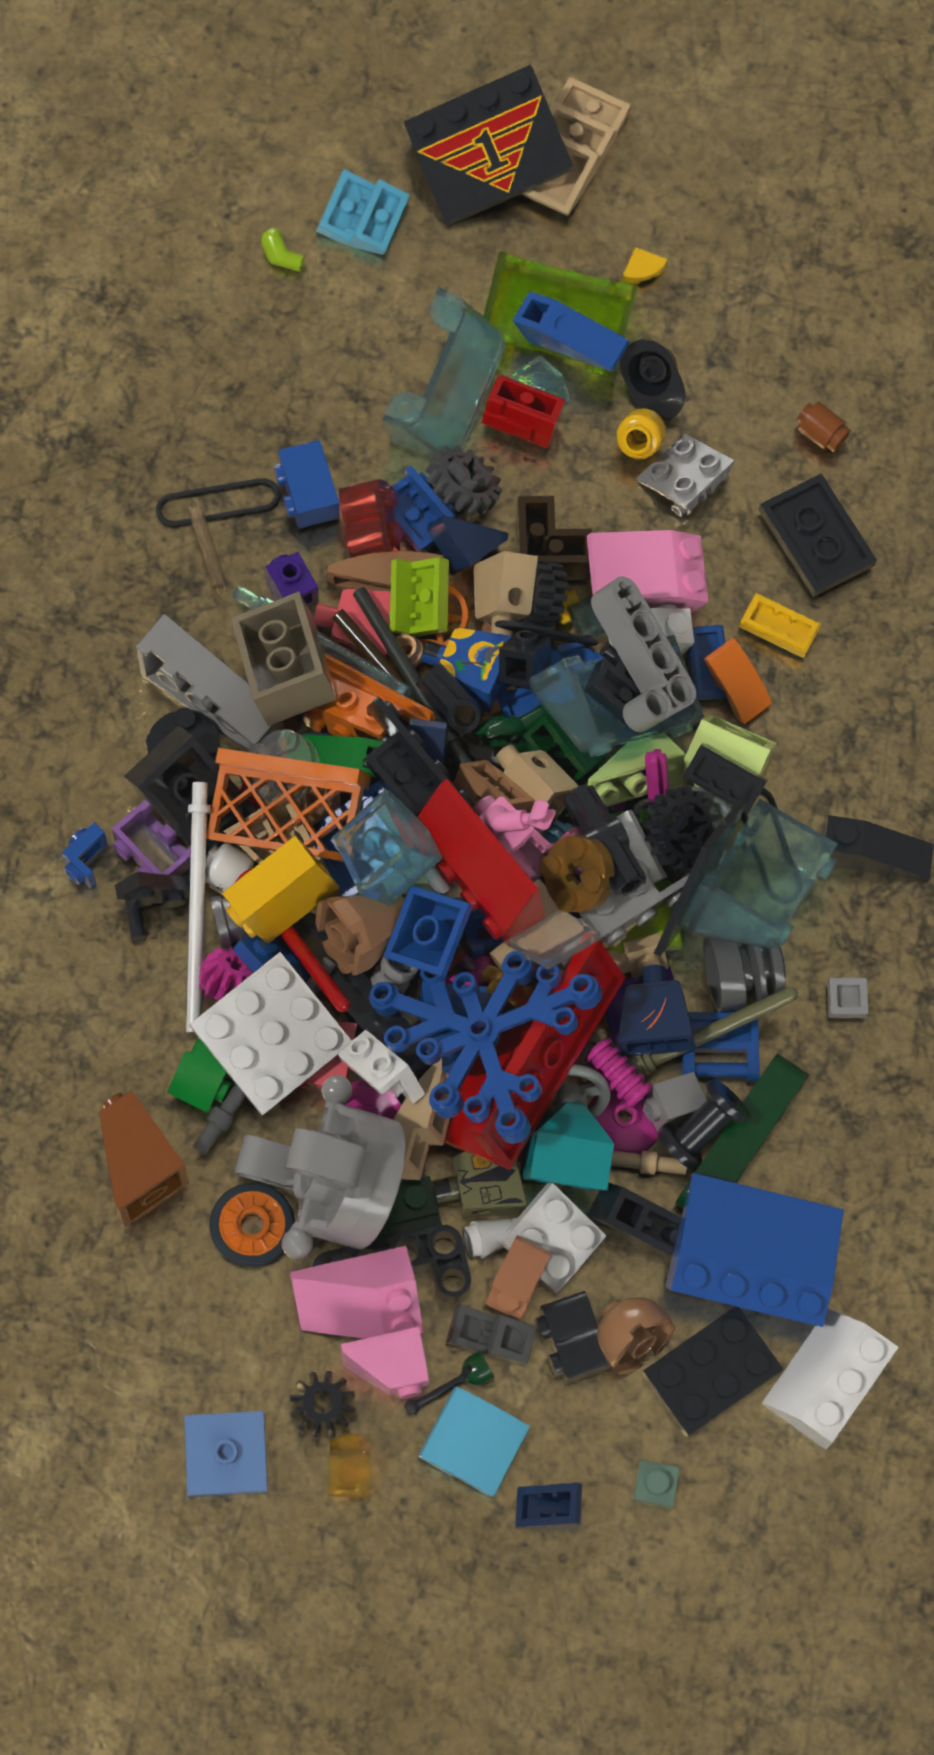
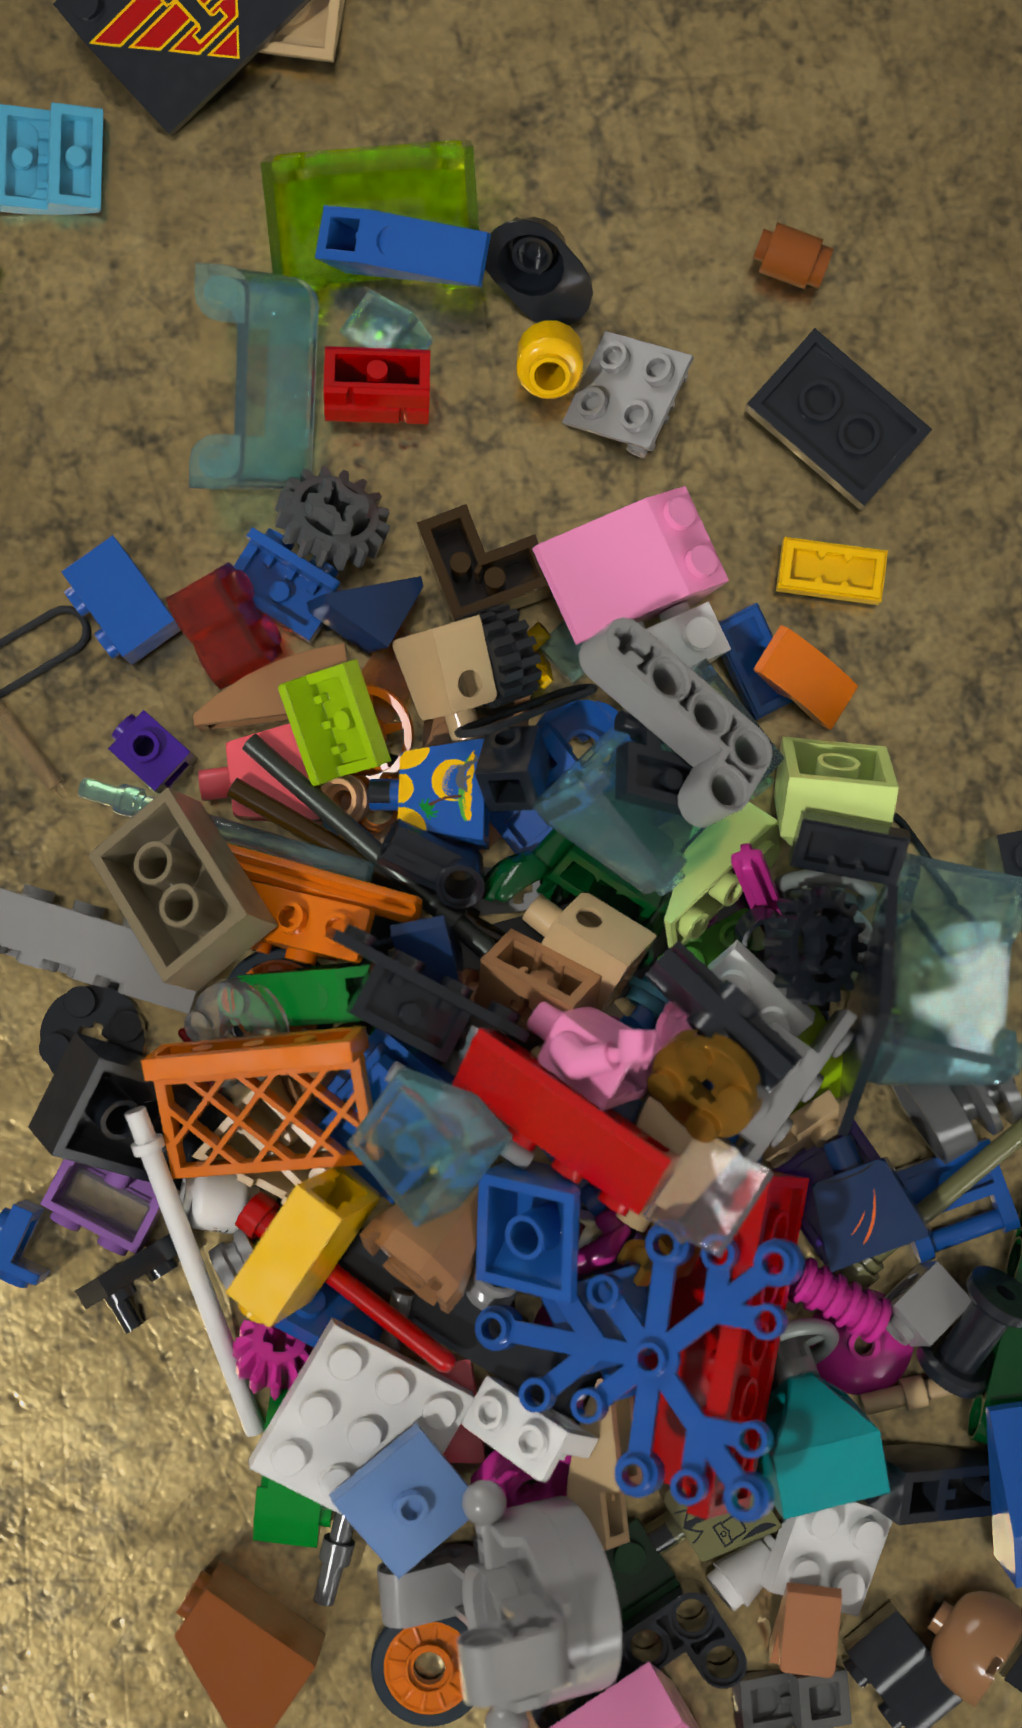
camera: 15 degrees left, 15 degrees up
(283, 1083) = (404, 1500): none -> medium blue plate
(643, 266) = (464, 101): yellow tile -> none

